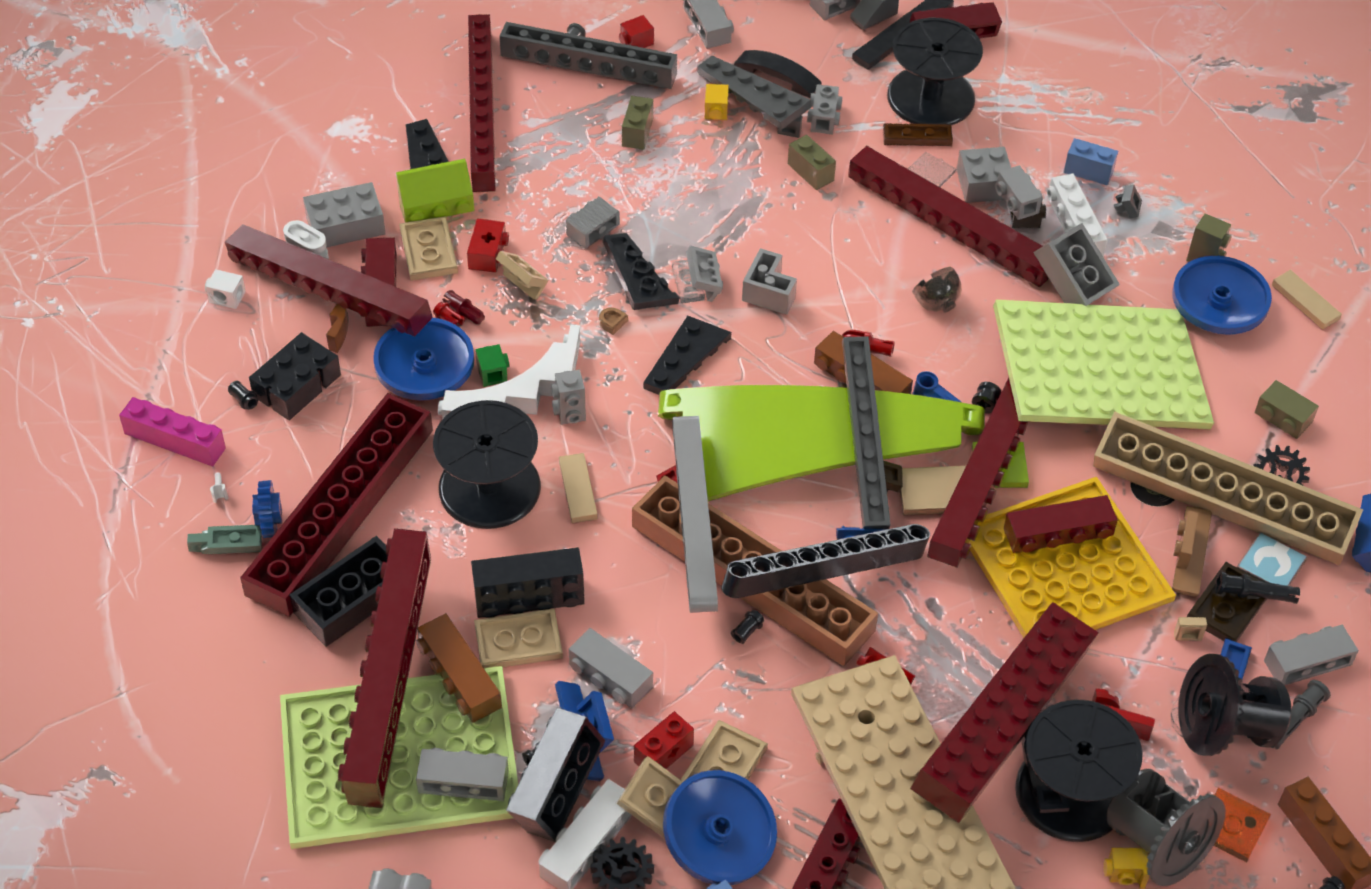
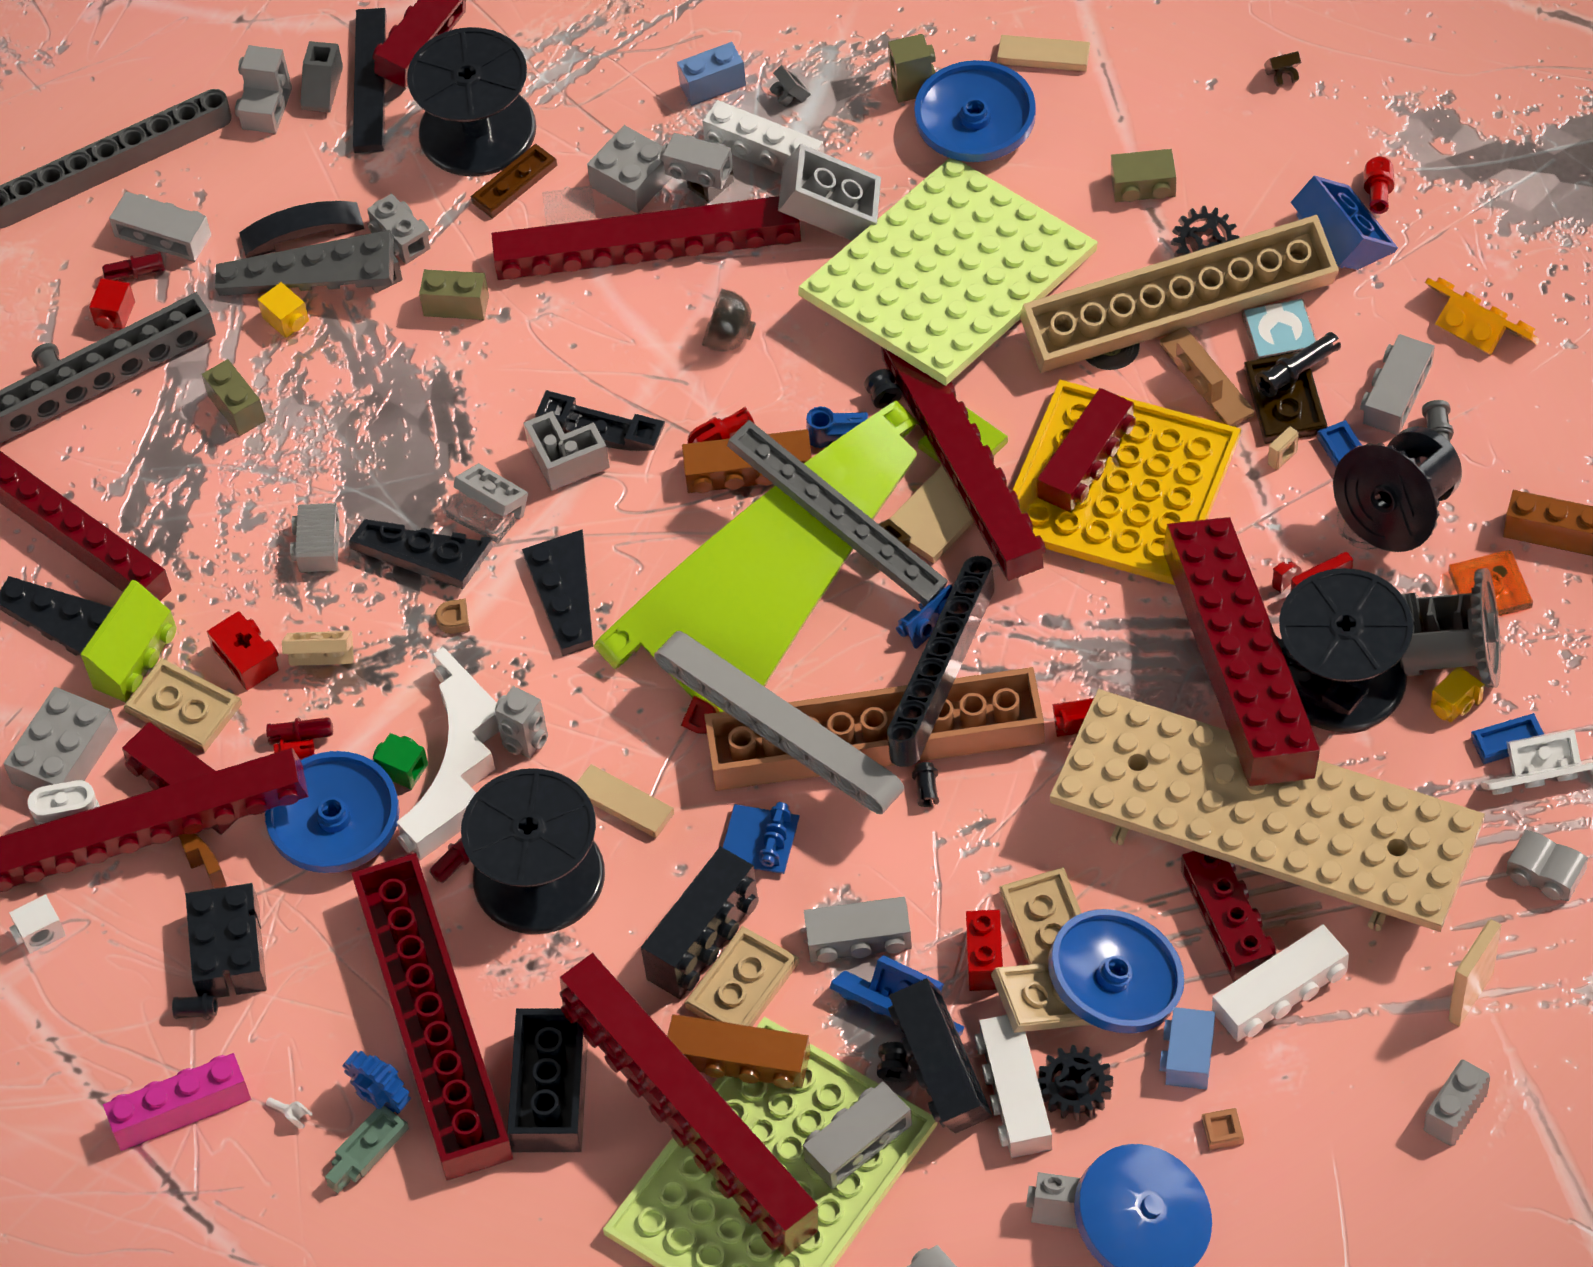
camera: 40 degrees left, 5 degrees up
(623, 572) = (762, 836): none -> blue hinge
(671, 26) = (134, 267): none -> dark red axle
(807, 289) = (617, 432): none -> black slope

